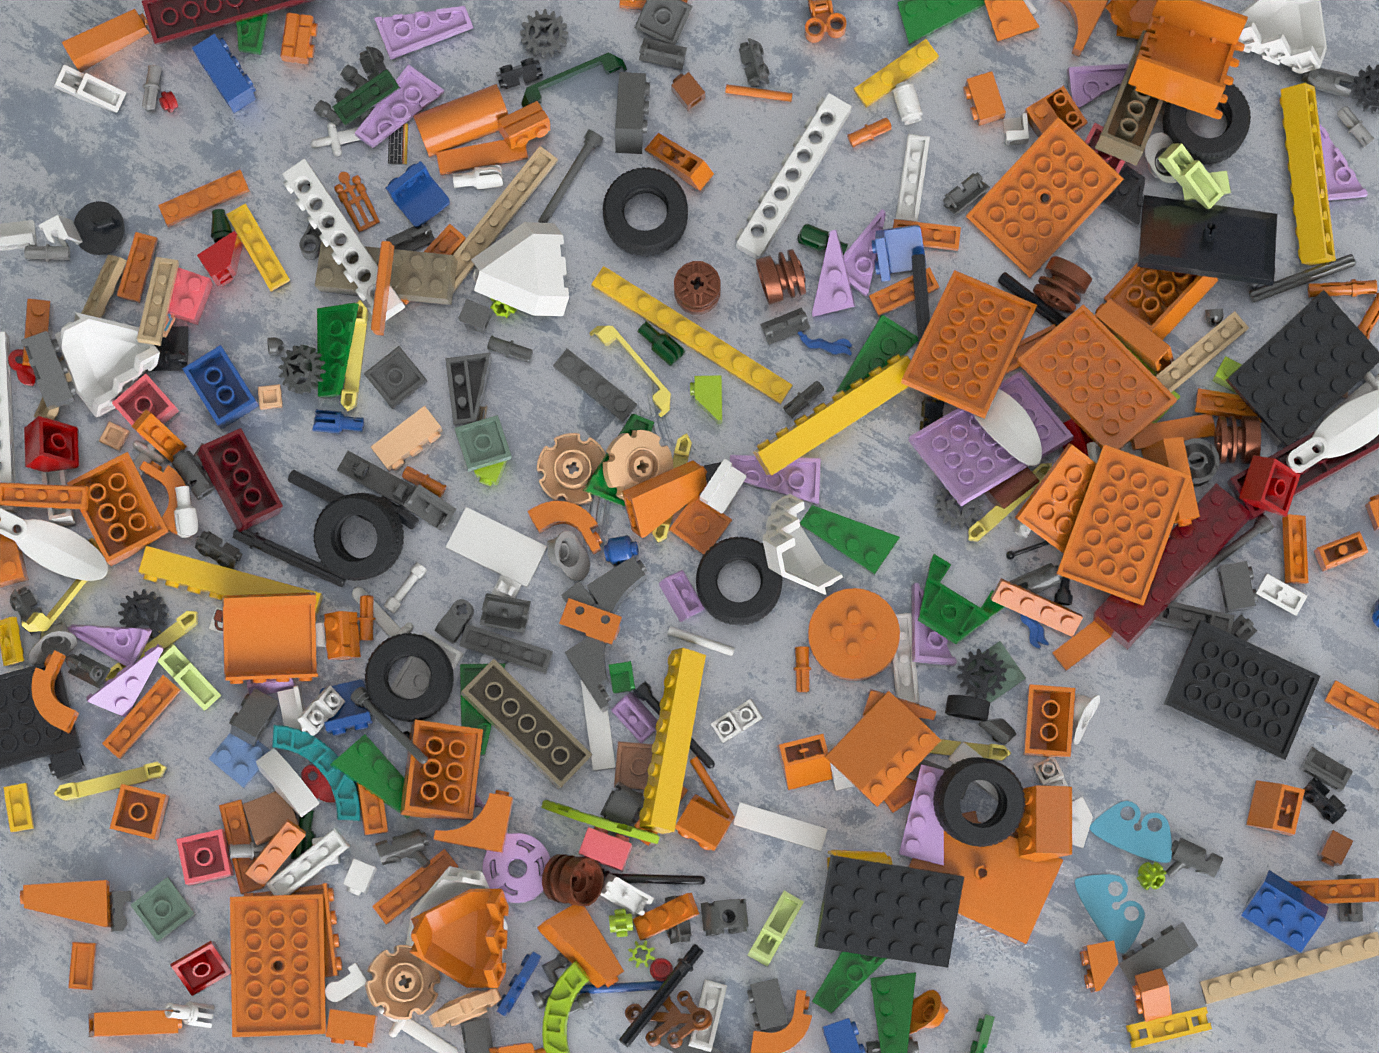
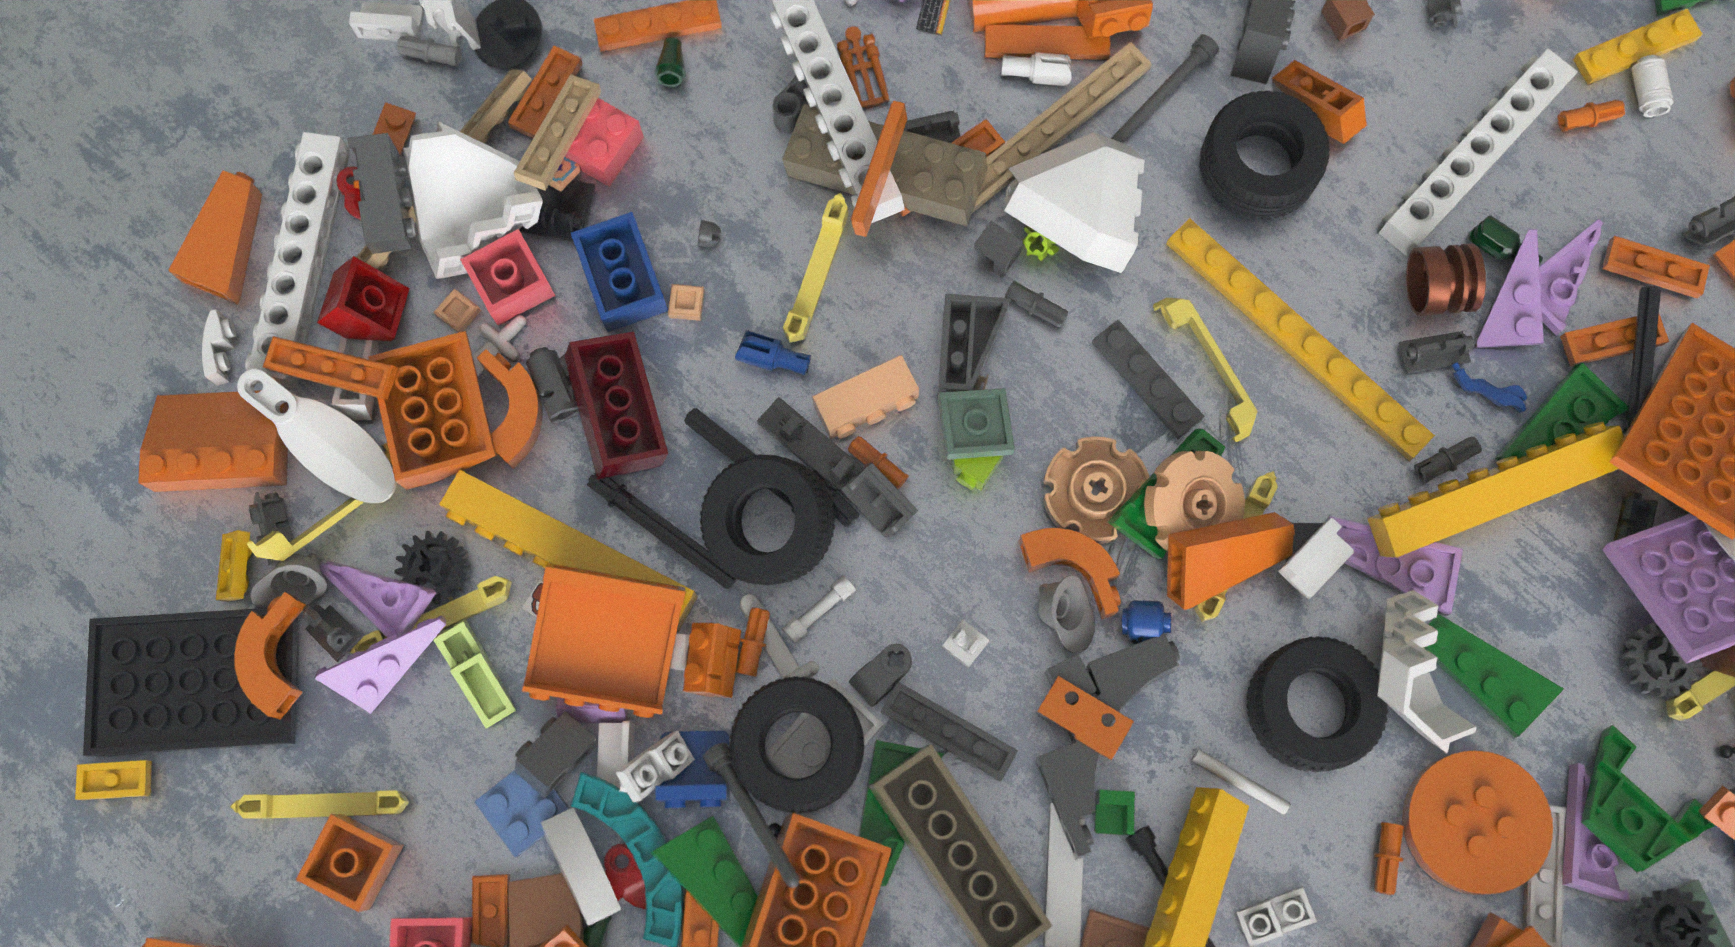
camera: 10 degrees right, 5 degrees down
(18, 807) = (178, 815): yellow plate -> none
(67, 764) = (265, 764): black brick -> none
(141, 717) = (392, 718): orange plate -> none
(158, 435) = (513, 316): orange plate -> none
(185, 514) = (524, 435): white arm -> none
(209, 546) = (551, 488): dark grey hinge -> none
(222, 259) = (663, 99): red slope -> none
(258, 247) = (716, 99): yellow plate -> none
(301, 371) = (750, 260): dark grey gear -> none
(334, 342) = (790, 248): green wing -> none
(395, 377) = (867, 311): dark grey tile -> none
(417, 194) = (948, 71): blue bracket -> none
(496, 547) = (963, 578): white tile -> none
(505, 613) = (958, 678): dark grey hinge -> none
(635, 717) = (1123, 877): lavender slope -> none
(662, 344) = (1255, 340): dark green arm -> none
(681, 595) = (1221, 707): lavender slope -> none
(700, 525) = (1269, 610): orange plate -> none
(708, 294) = (1309, 283): copper wheel -> none
(708, 395) = (1312, 426): lime slope -> none
(760, 93) = (1442, 35): orange bar -> none
(896, 248) = (1616, 277): bracket -> none
(912, 177) = (1644, 186): white tile -> none

